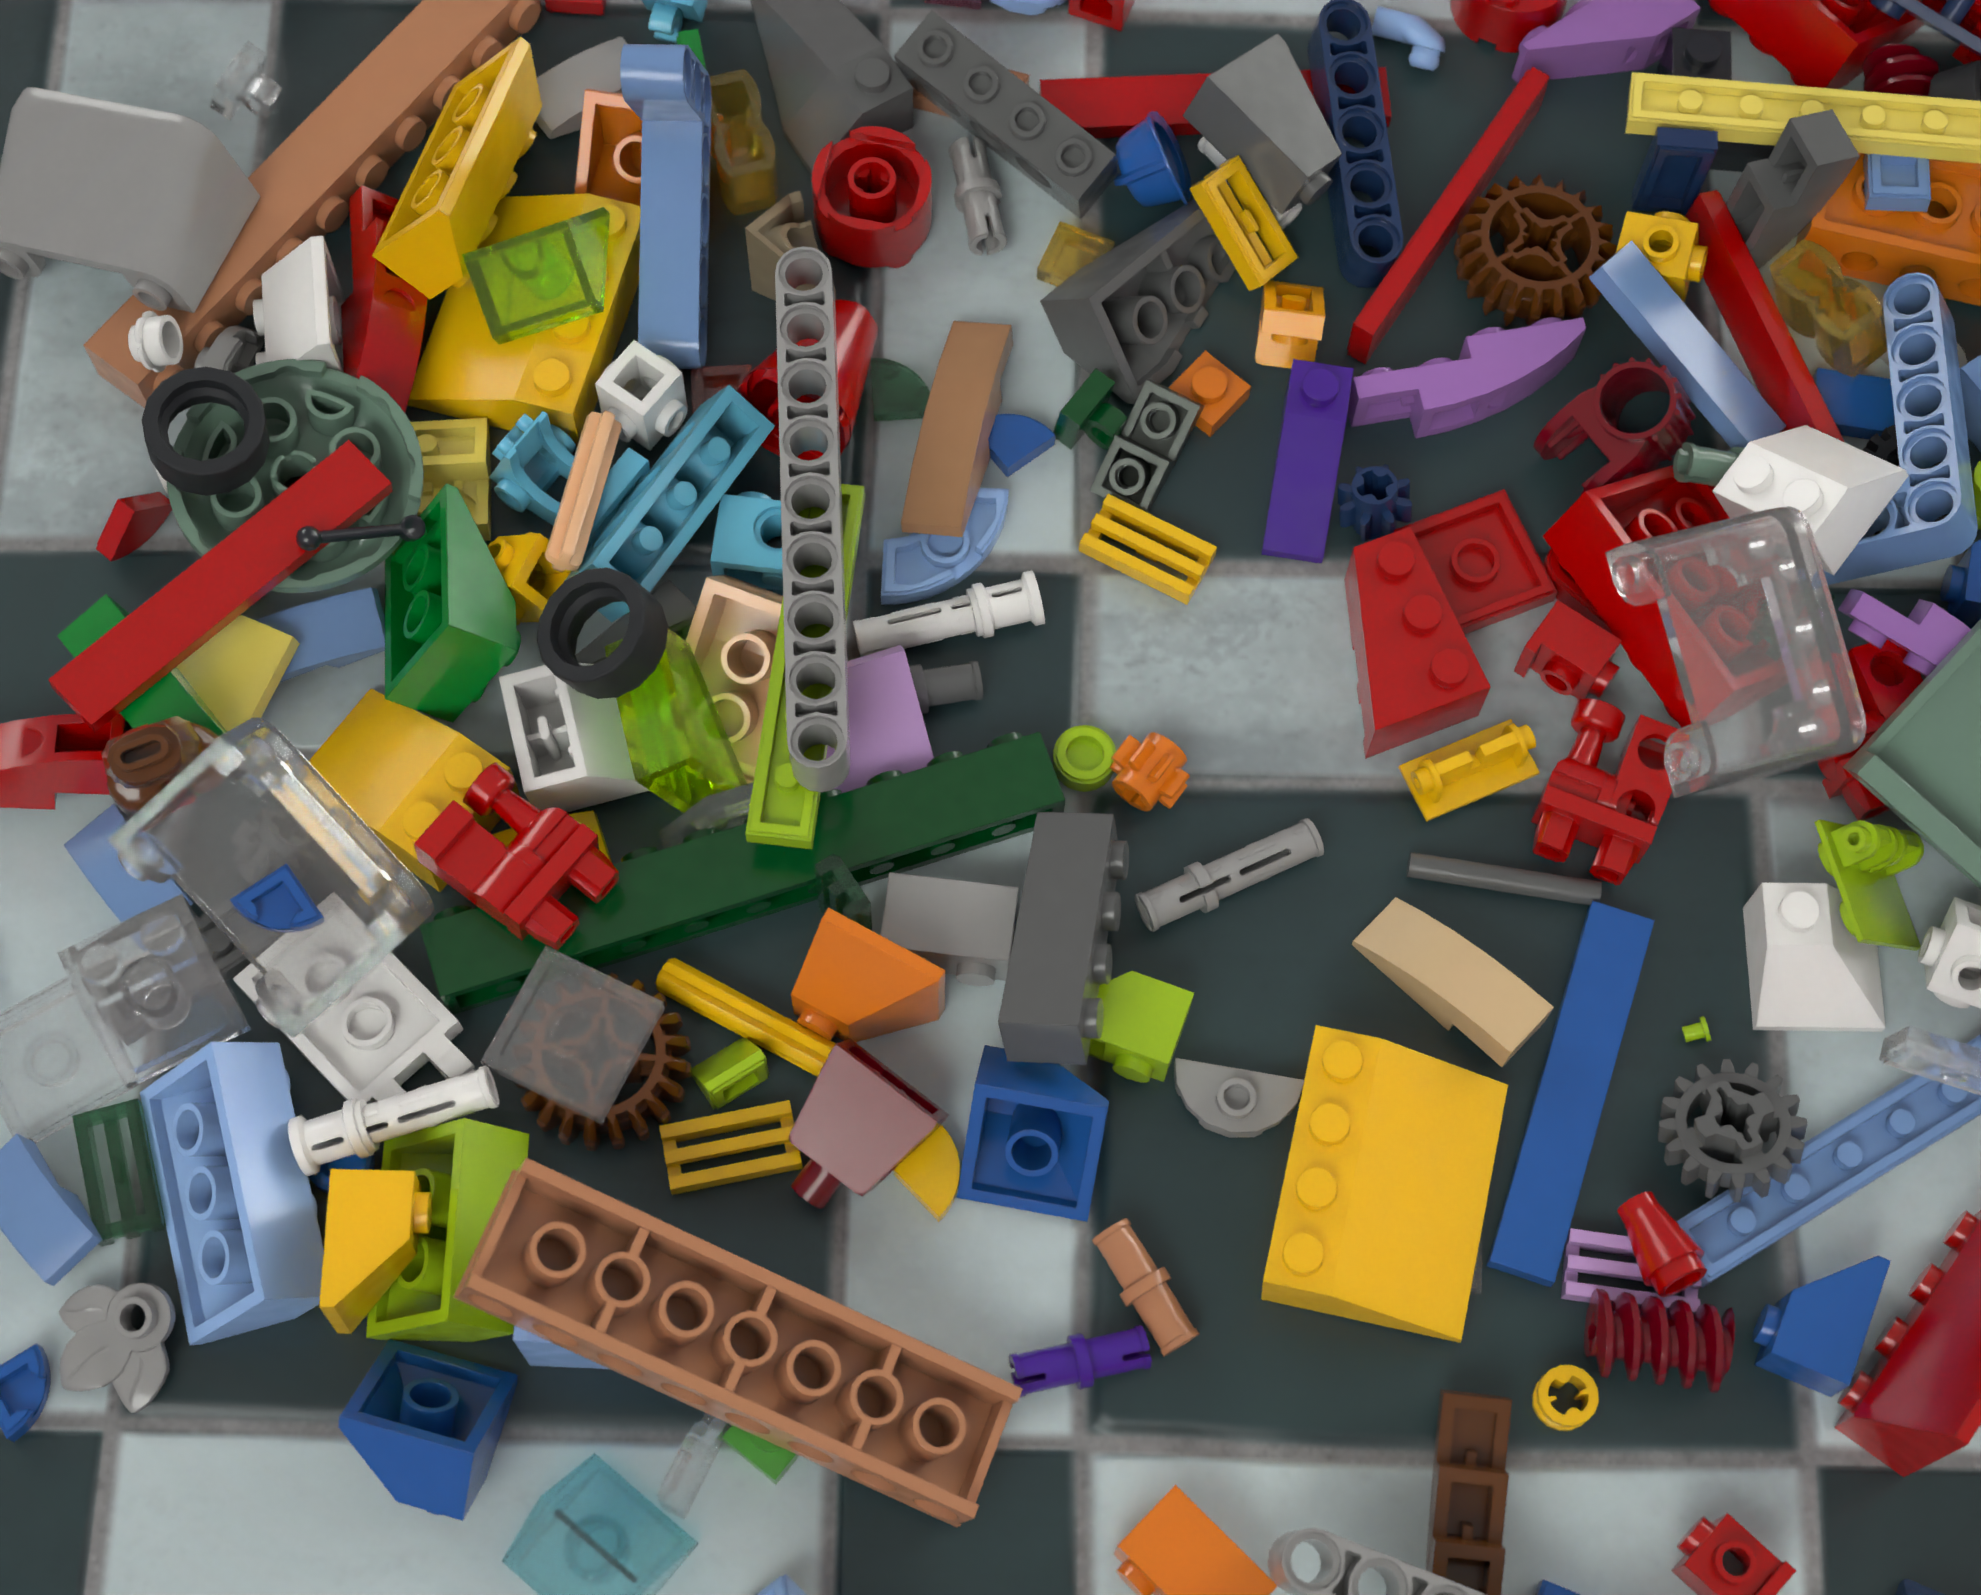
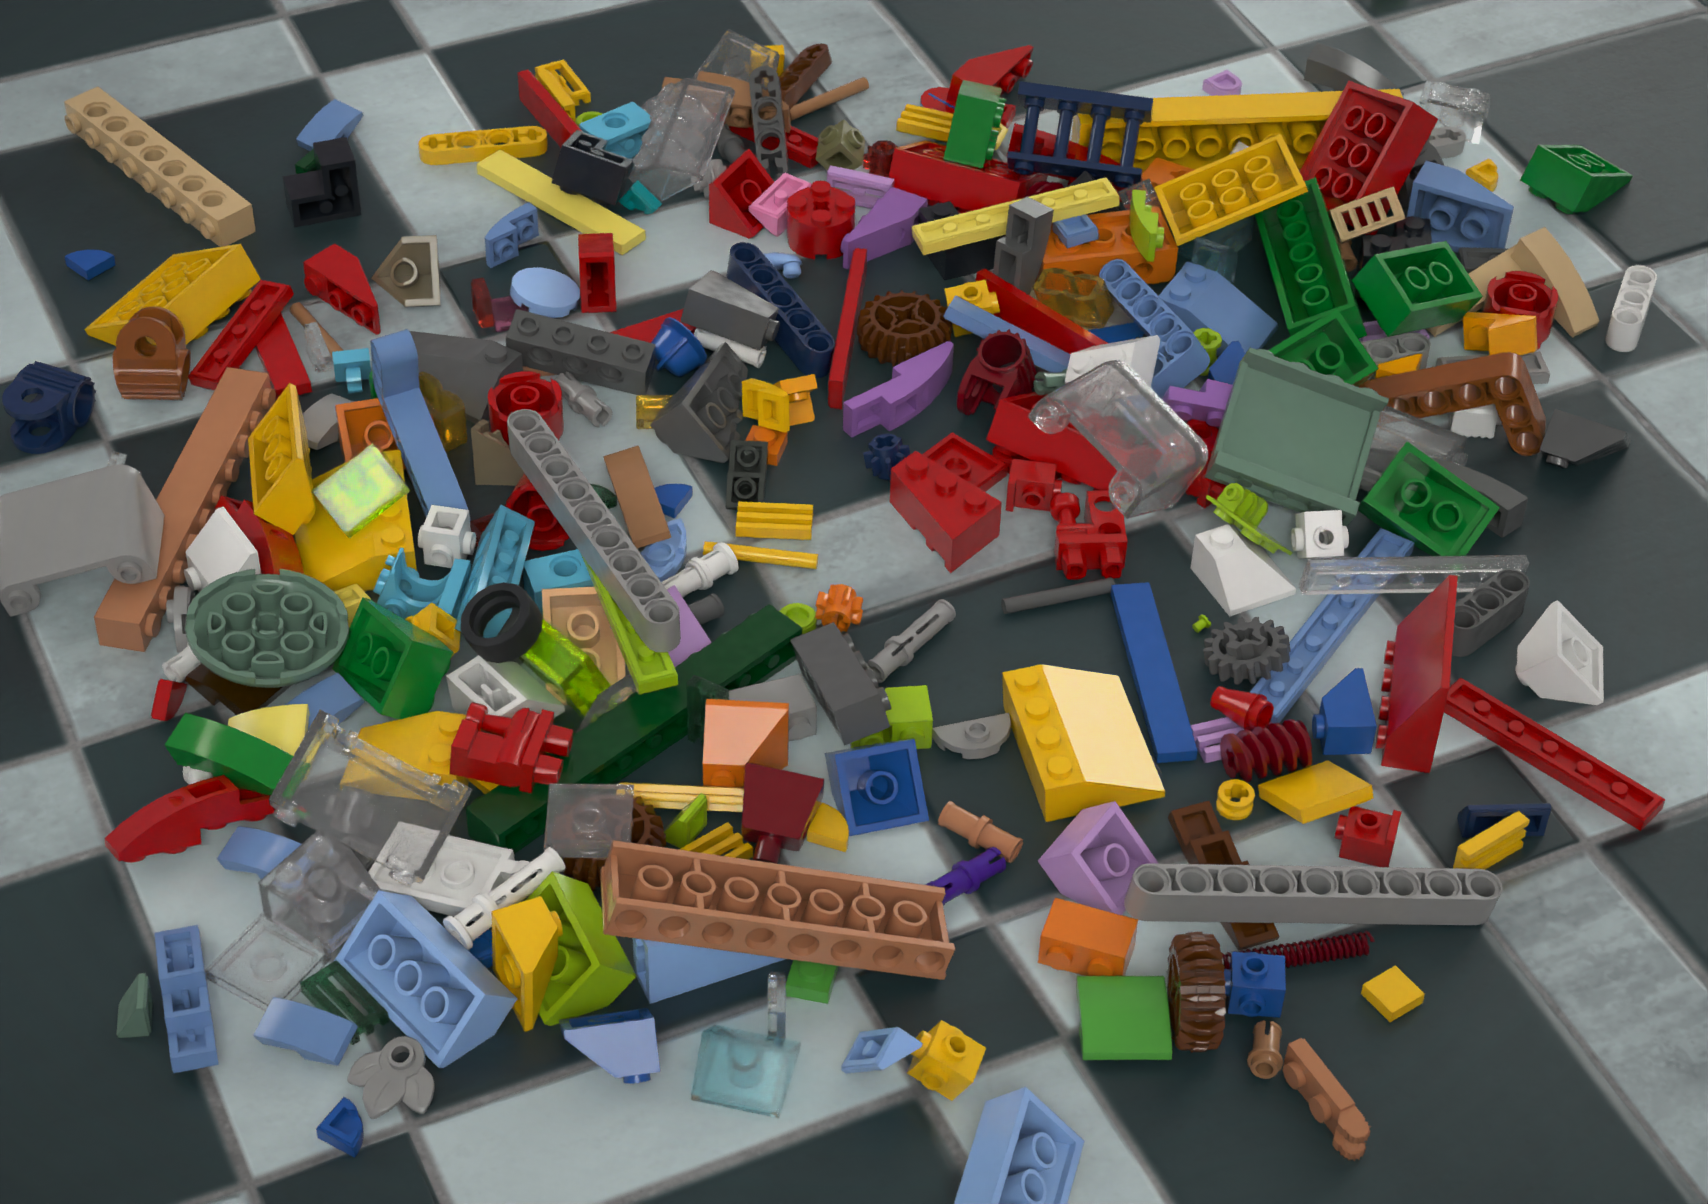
camera: 25 degrees left, 25 degrees down
(149, 756) = (269, 756): reddish brown piece -> none
(156, 341) = (142, 594): white plate -> none
(200, 387) = (208, 631): black tyre -> none
(217, 587) = (256, 683): red tile -> none
(278, 903) = (378, 820): blue tile -> none
(409, 529) = (350, 628): black hinge -> none
(583, 491) = (443, 580): light nougat axle -> none
(1090, 414) = (706, 469): dark green tile -> none
(1096, 608) = (769, 556): none -> yellow bar
(1238, 227) = (739, 357): yellow tile -> none
(1238, 330) = (766, 404): none -> yellow slope
(1291, 1429) = (1096, 858): none -> lavender slope
(1307, 460) = (838, 450): dark purple slope -> none
(1453, 979) = (1061, 640): tan slope -> none
(1471, 768) = (1011, 552): yellow hinge -> none
(1674, 170) = (956, 262): dark blue tile -> none
(1690, 1454) = (1315, 791): none -> yellow tile

